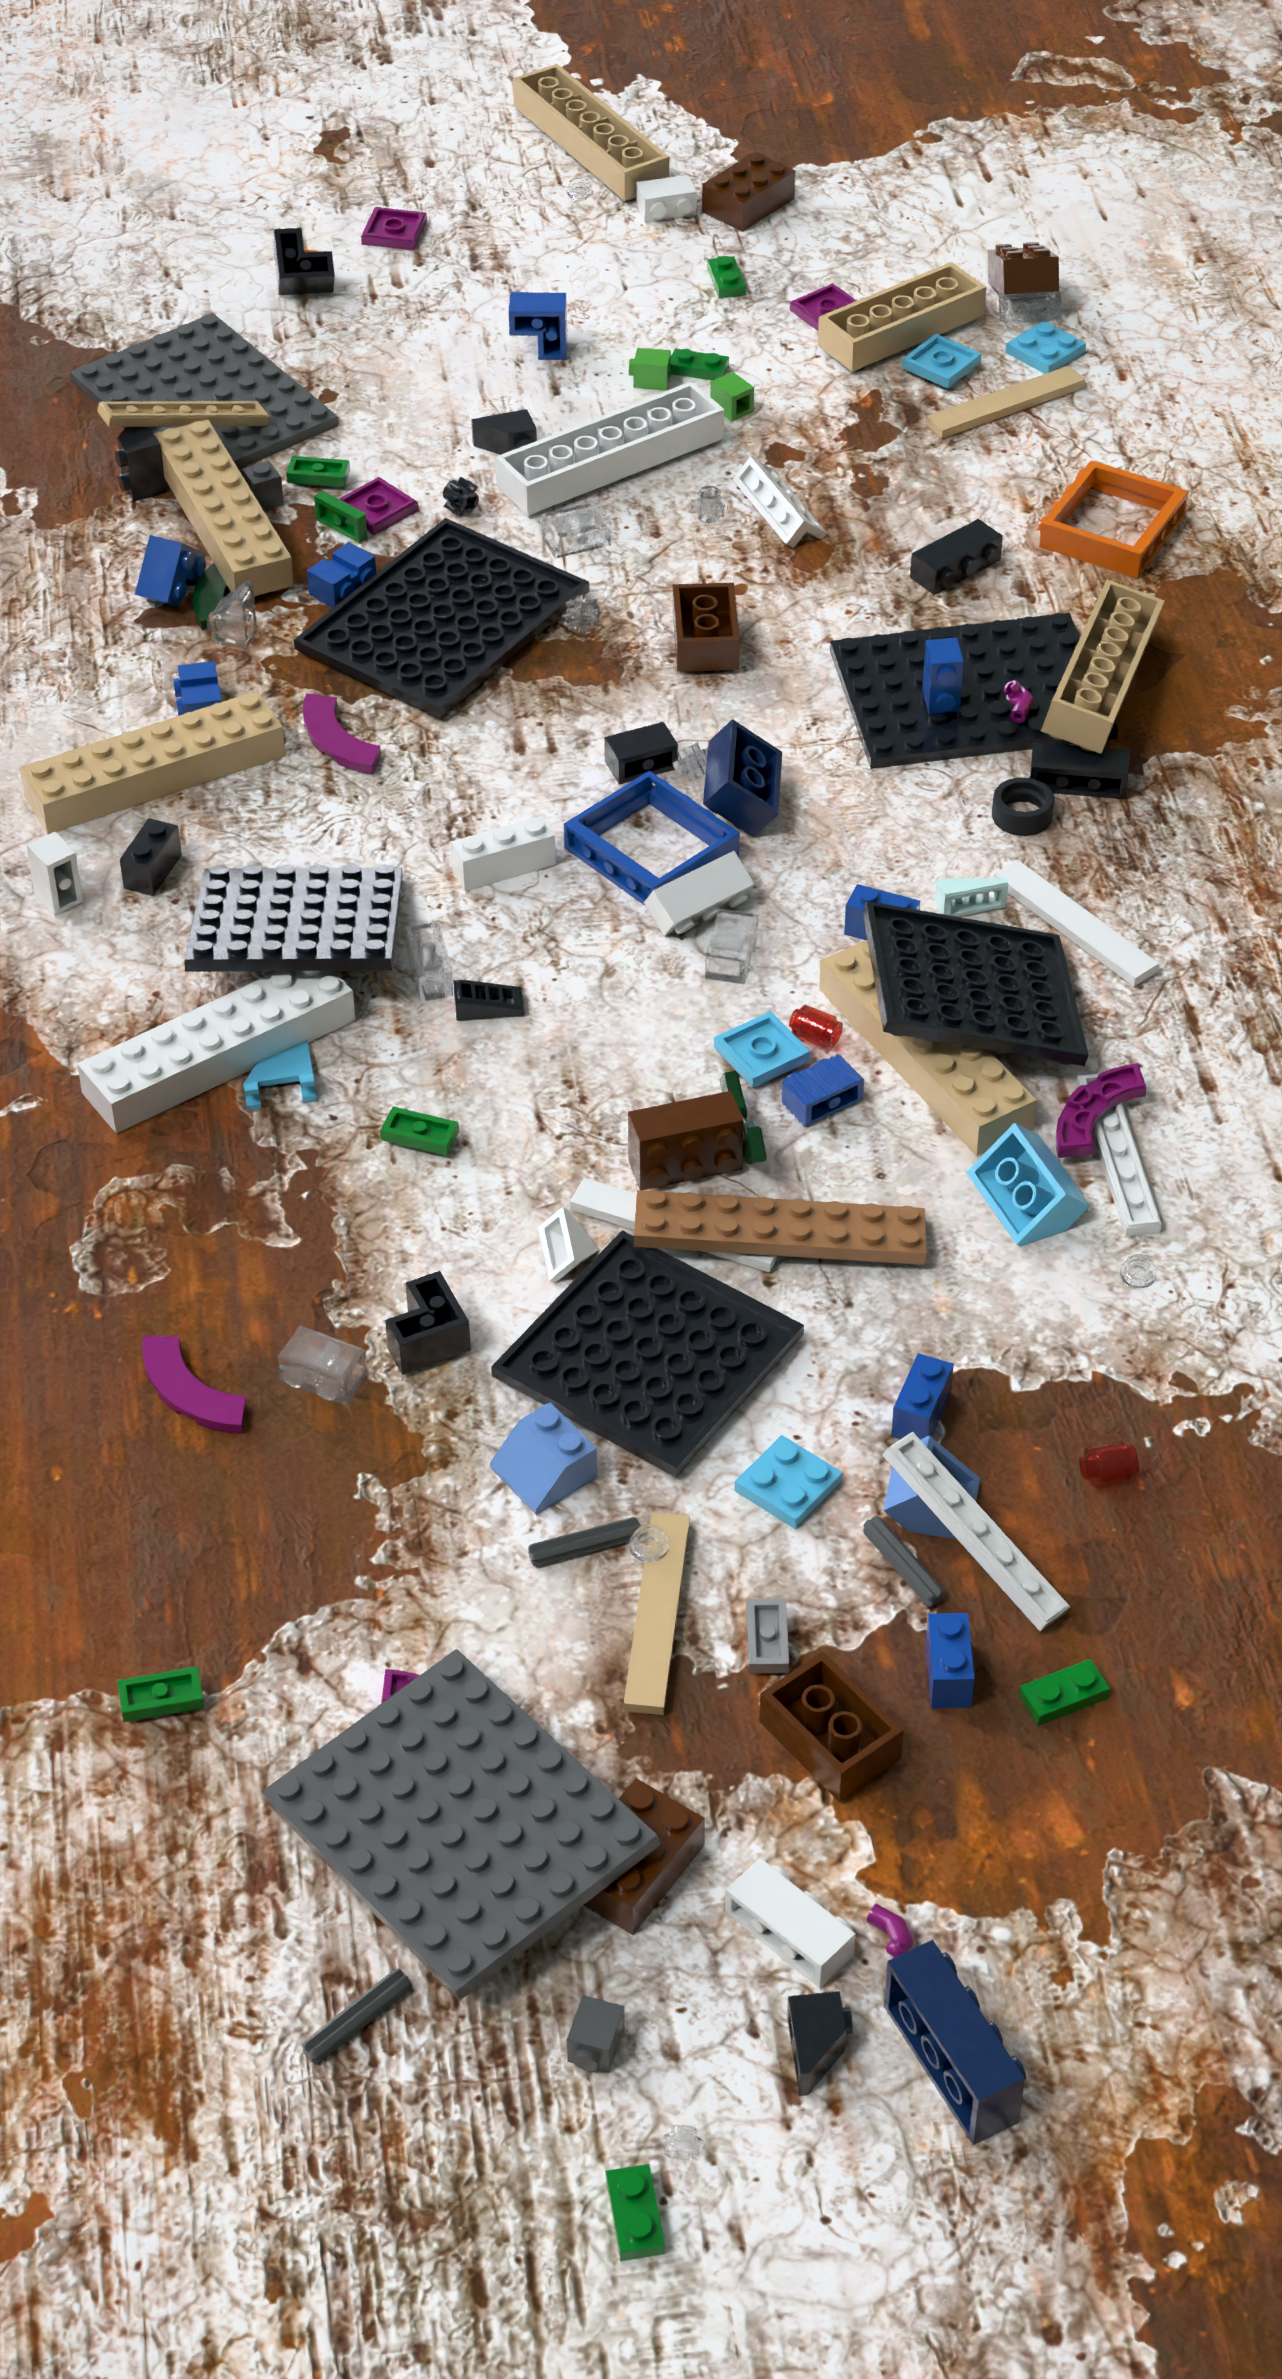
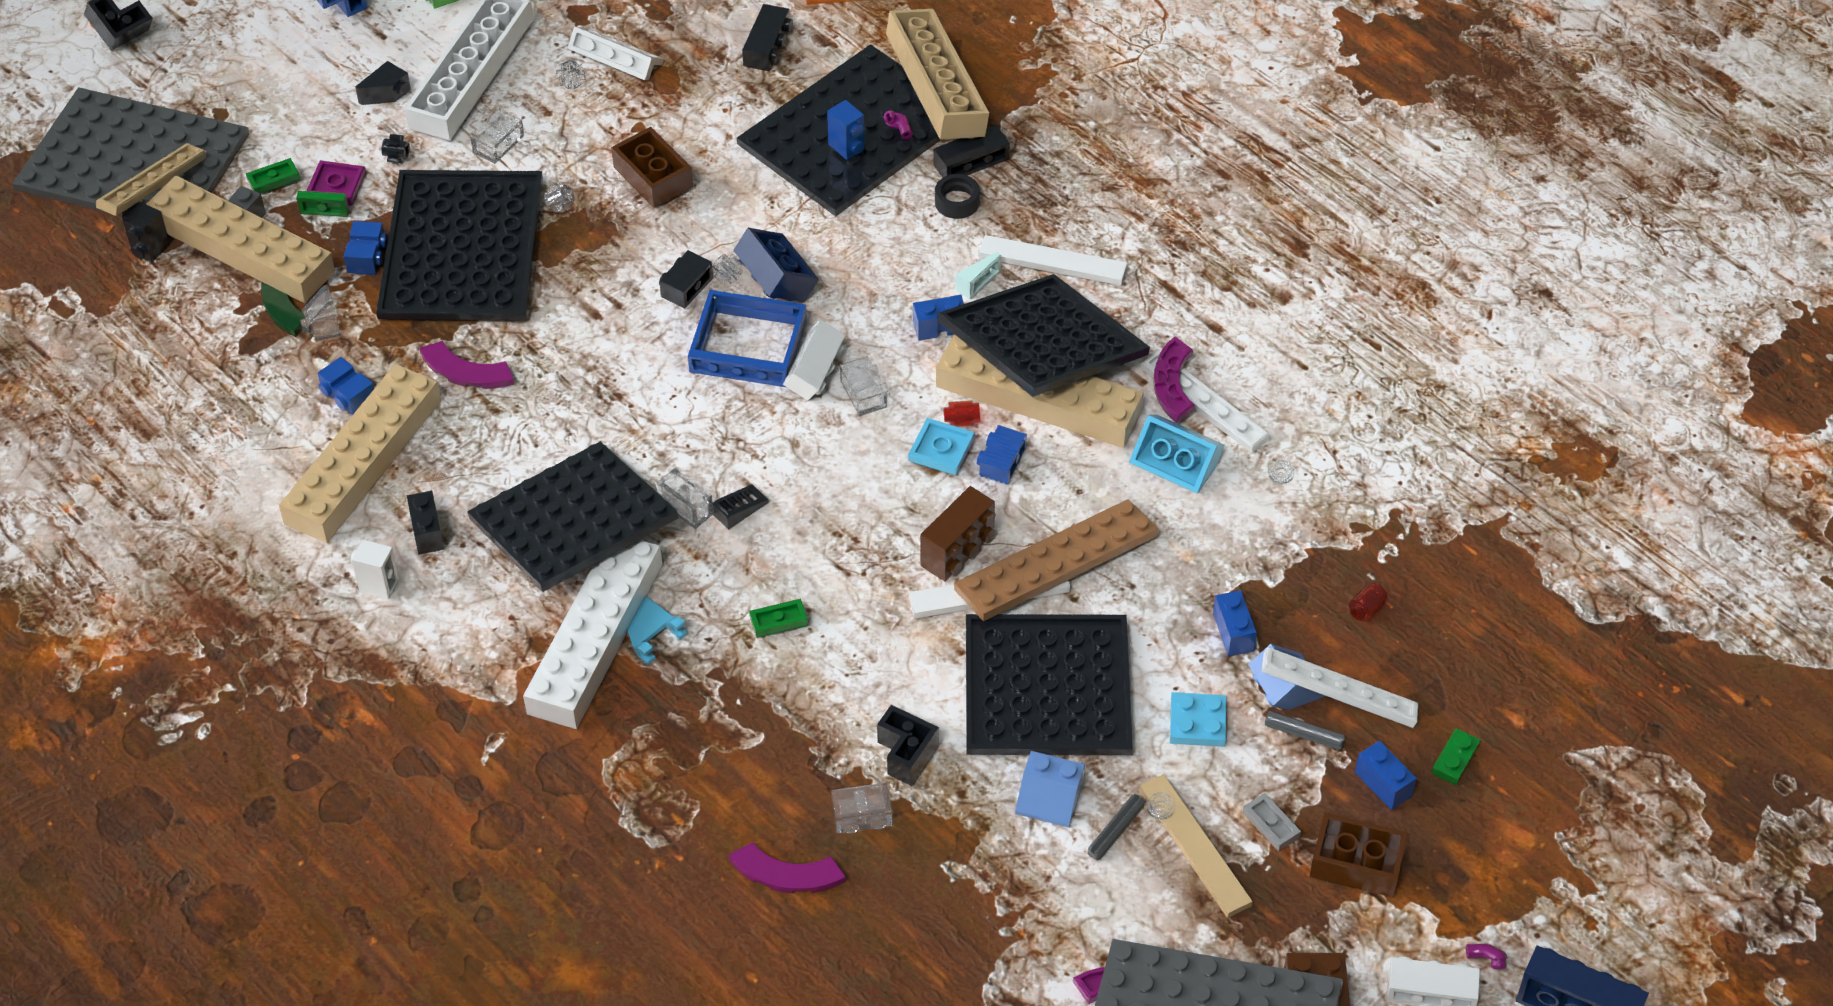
camera: 35 degrees left, 5 degrees up
(167, 568) = (242, 305): blue brick -> none
(503, 853) = (661, 396): white brick -> none
(564, 1244) = (935, 644): white slope -> none
(753, 1141) = (954, 487): dark green tile -> none

